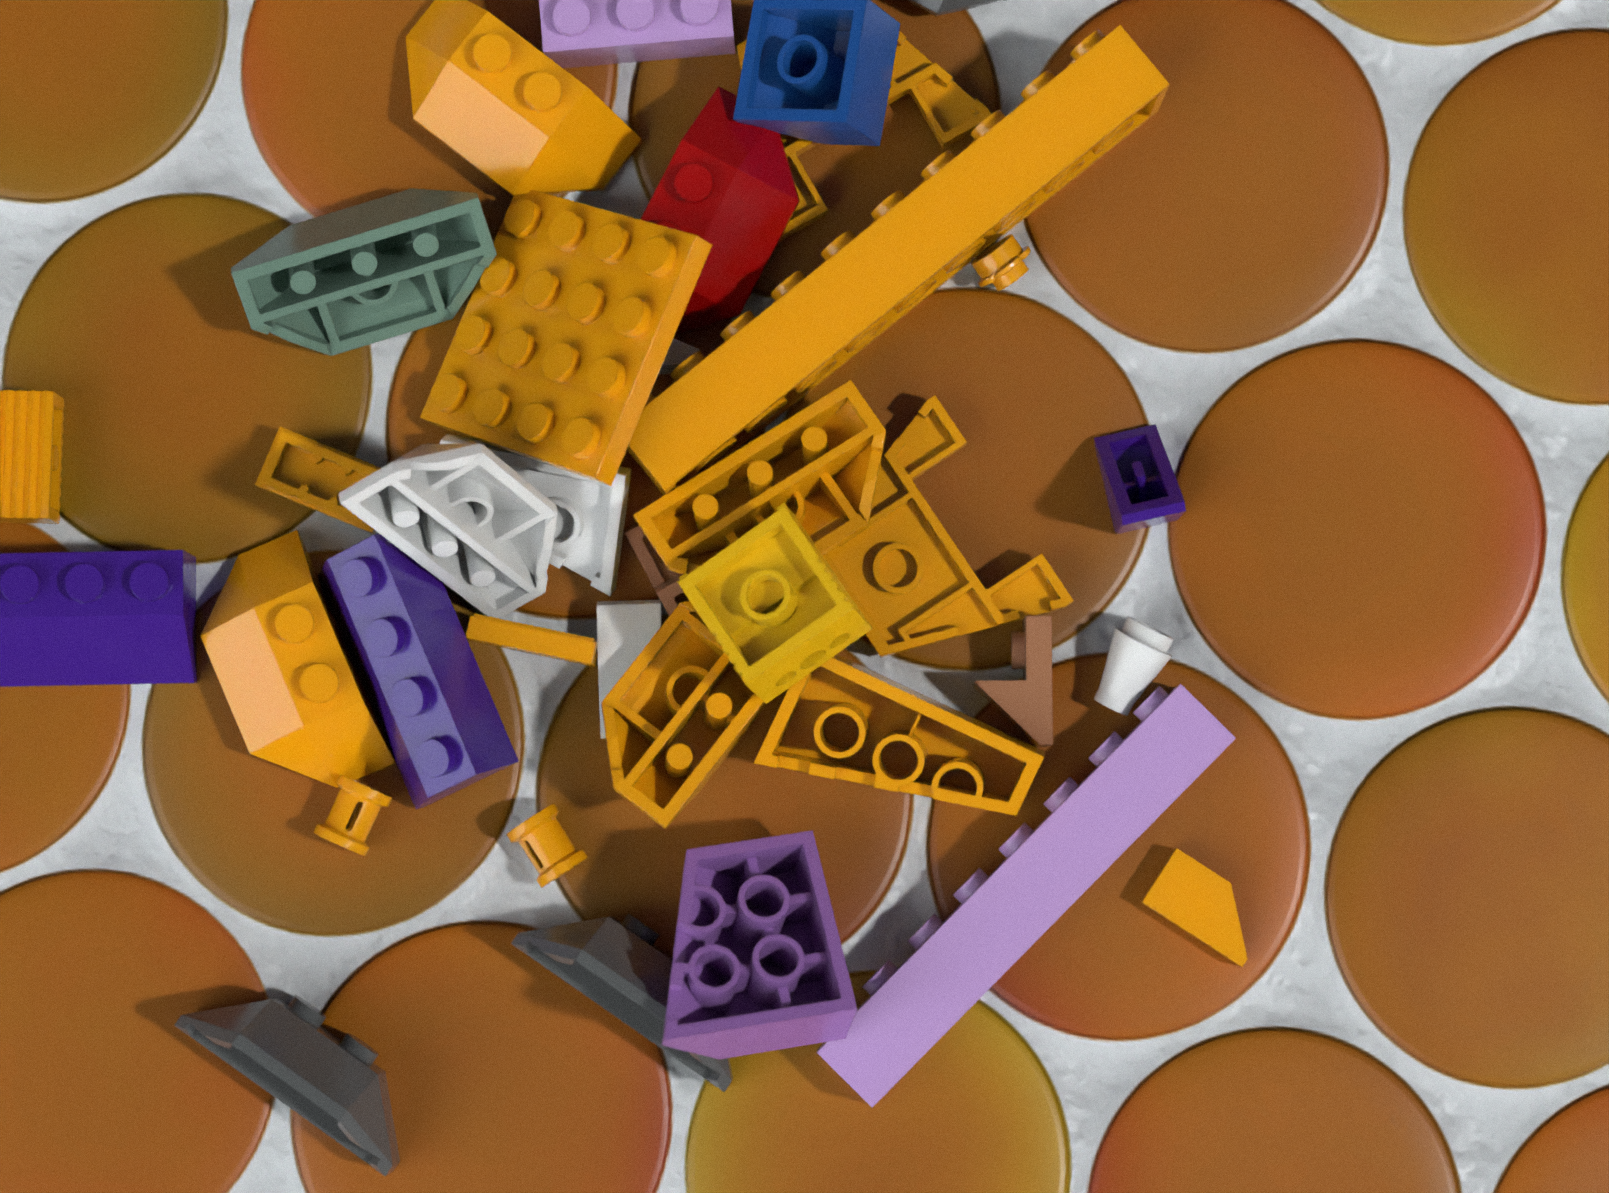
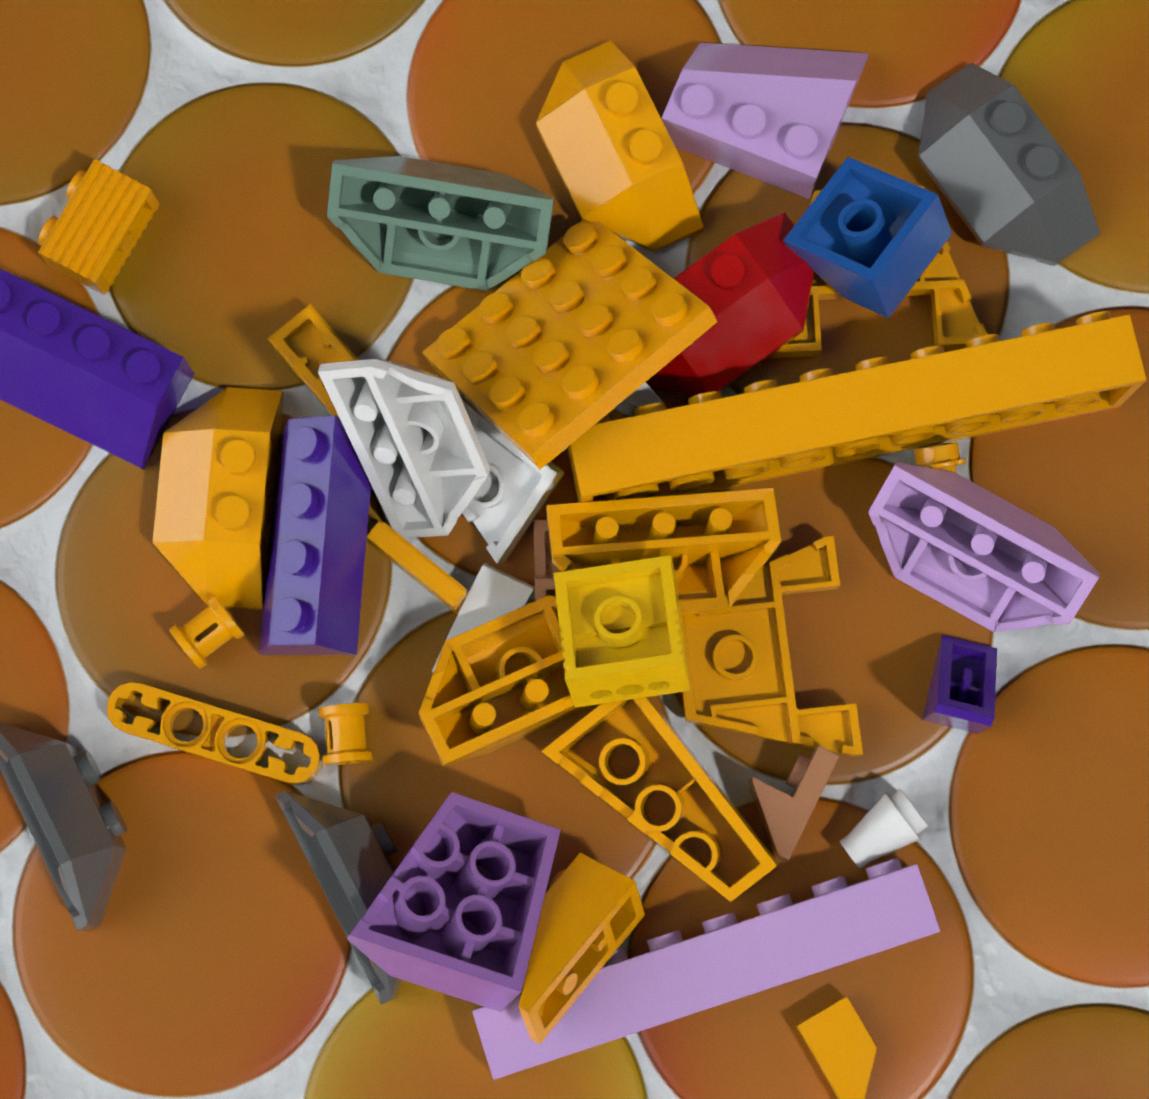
camera: 25 degrees right, 5 degrees down
(415, 918) = (213, 738): none -> light orange beam
(881, 916) = (577, 932): none -> light orange slope
(1086, 336) = (978, 551): none -> lavender wedge

